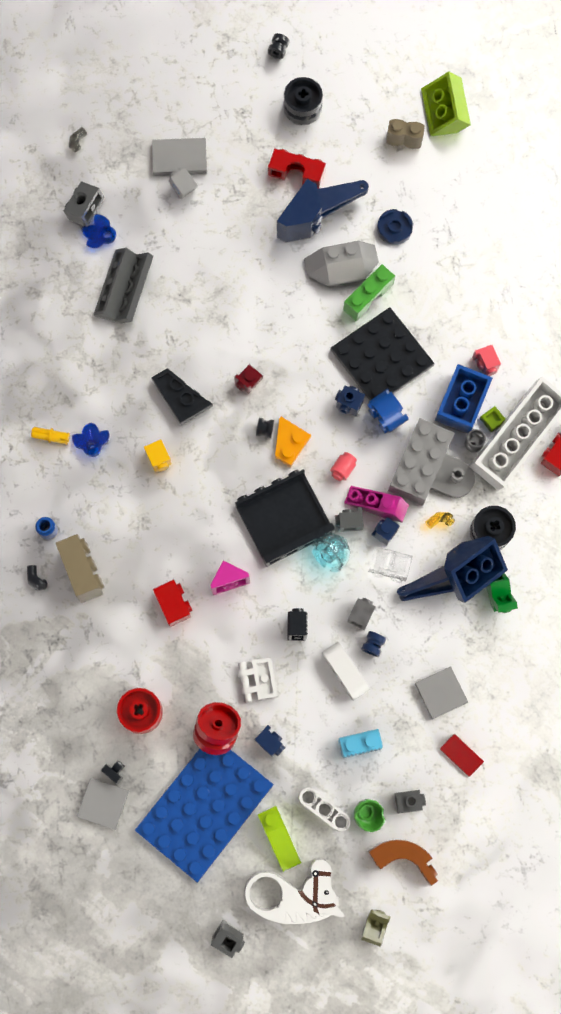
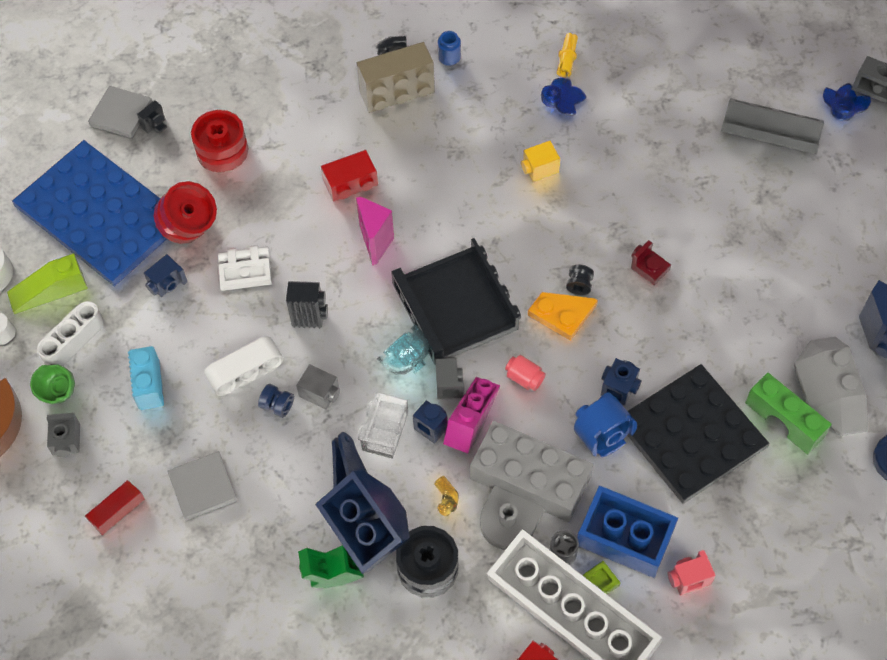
camera: 95 degrees right, 15 degrees down
(179, 396) = (621, 186): black wing -> none

